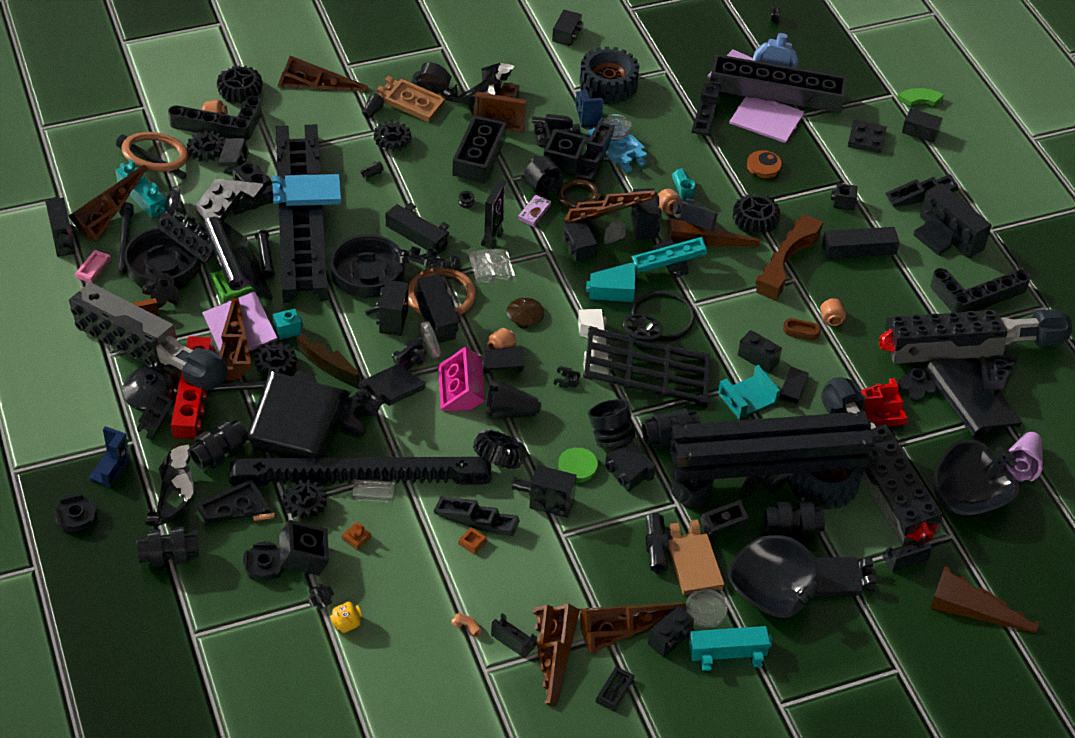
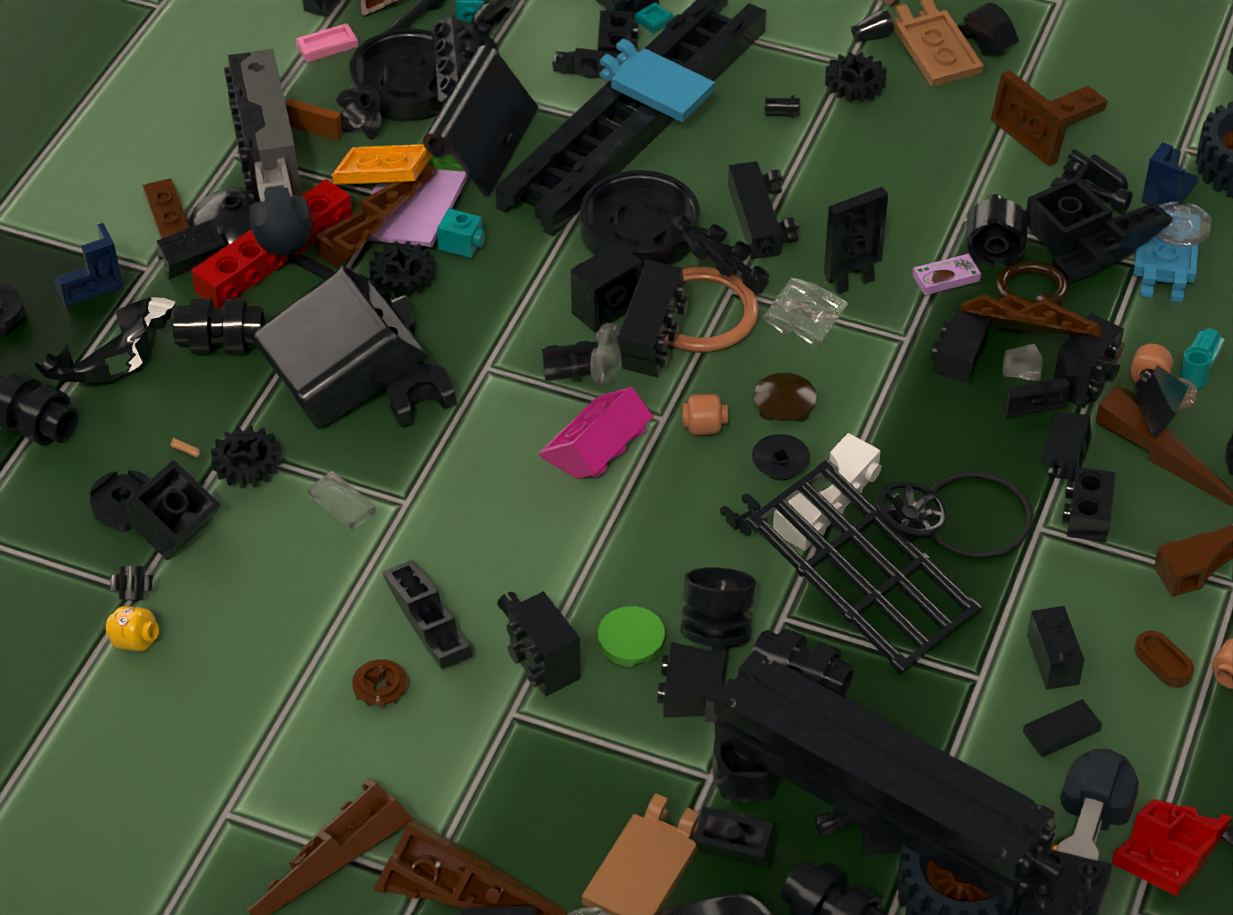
camera: 45 degrees right, 0 degrees up
(112, 406) = (165, 207): none -> reddish brown plate
(206, 312) = (382, 164): none -> light orange tile
(224, 195) = (549, 40): wing -> none
(234, 503) = (166, 409): black wing -> none
(257, 158) = (653, 18): none -> teal tile
(265, 253) = (534, 137): black pin -> none
(331, 363) = (463, 308): dark brown slope -> none
(356, 535) = (260, 541): dark orange tile -> none
(390, 386) = (493, 381): black tile -> none
(467, 621) = (264, 730): nougat arm -> none
(472, 540) = (390, 641): dark orange tile -> none
(474, 470) = (474, 544): black gear -> none
(479, 149) = (950, 151): black brick -> none
(491, 84) = (1076, 69): black animal -> none
(496, 557) = (375, 672): none -> reddish brown gear
(499, 449) = (538, 545): black gear -> none
(503, 359) = (680, 438): black hinge -> none
(510, 402) = (623, 496): black cone -> none
(512, 636) = (301, 794): black hinge -> none
(557, 340) = (777, 447): none -> black piece
(613, 284) = (945, 430): teal slope -> none
(636, 244) = (1036, 397): none -> black tile
(657, 543) = (615, 807): black piece -> none
(669, 255) = (1061, 435): teal tile -> none
(707, 279) = (1090, 504): none -> black brick
(750, 394) = (978, 699): teal panel -> none

